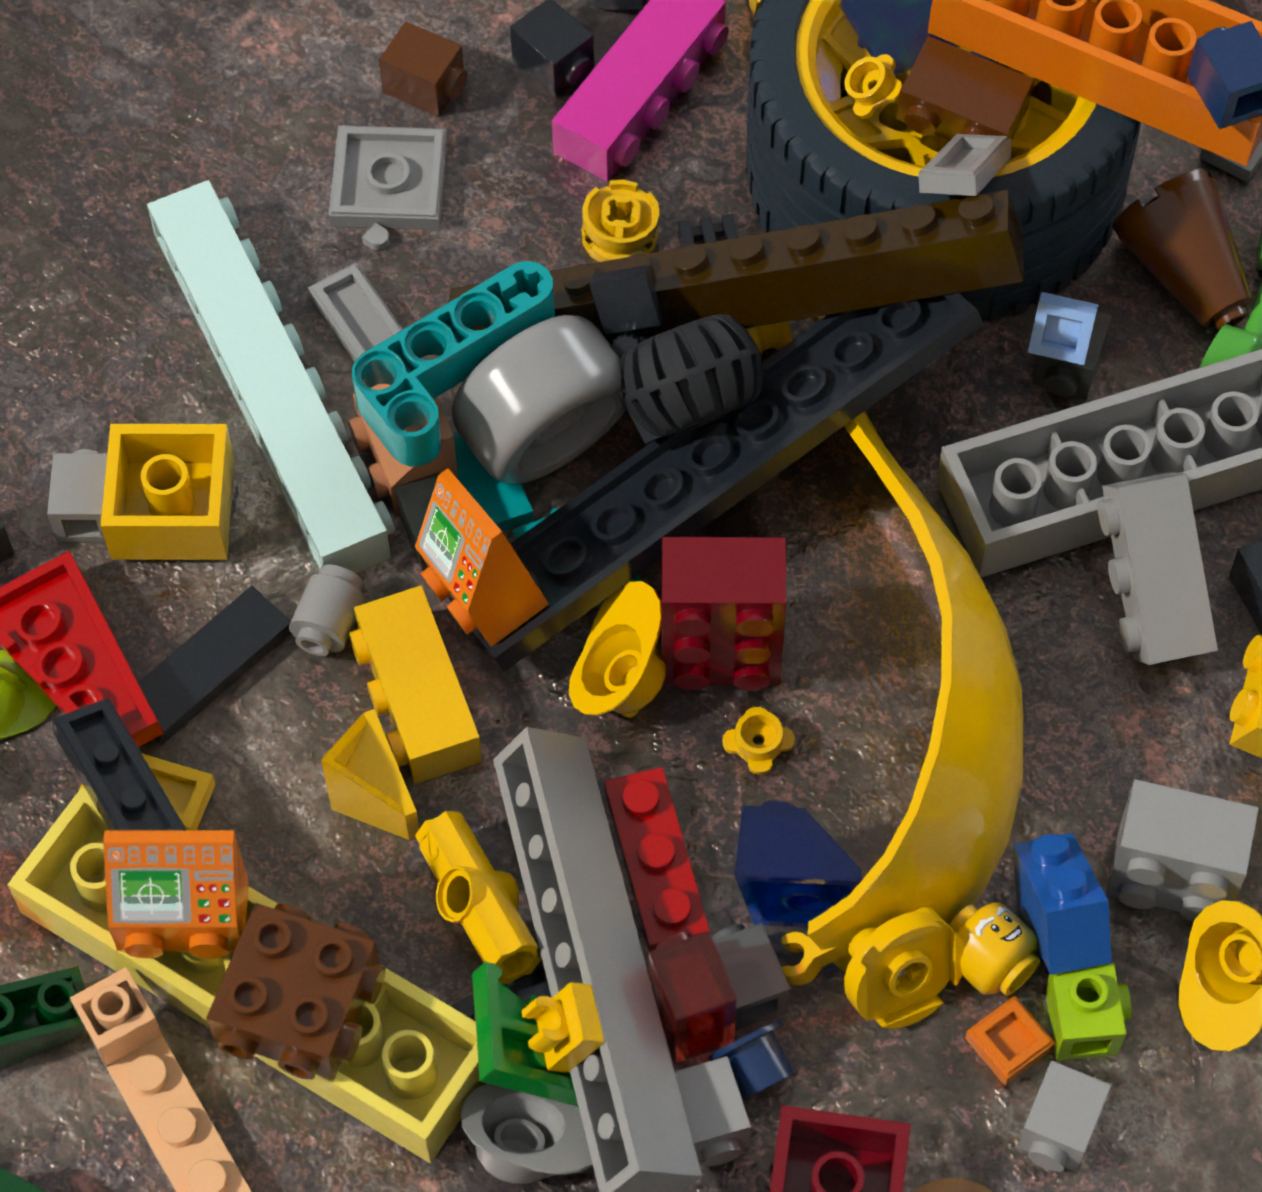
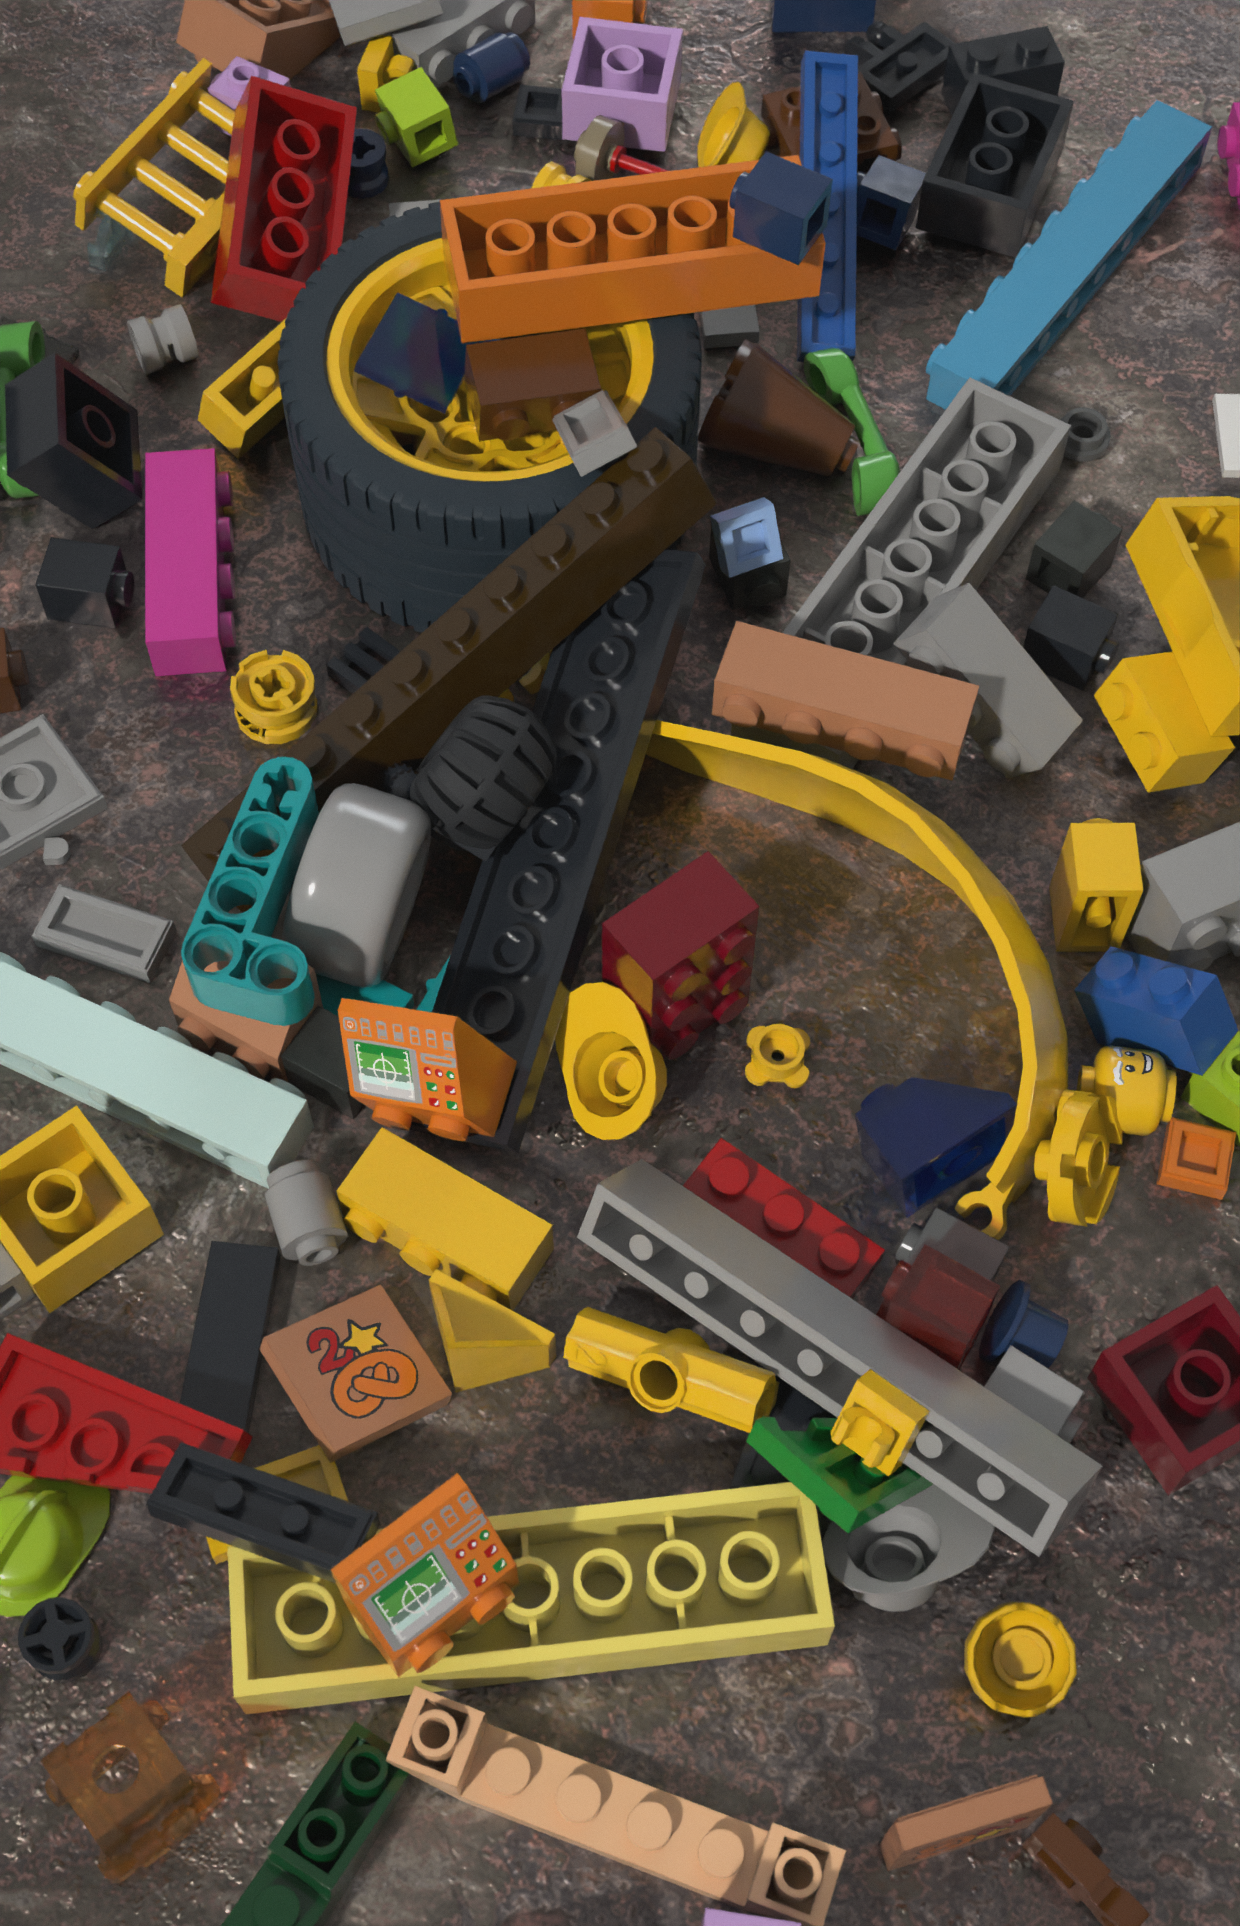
camera: 40 degrees left, 0 degrees up
(269, 742) = (355, 1372): none -> nougat tile
(296, 992) = (613, 1582): reddish brown brick -> none
(626, 299) = (376, 741): black tile -> none
(872, 84) = (431, 410): yellow plate -> none
(1015, 504) = (844, 700): none -> nougat brick
(1099, 779) = (1095, 886): none -> yellow brick

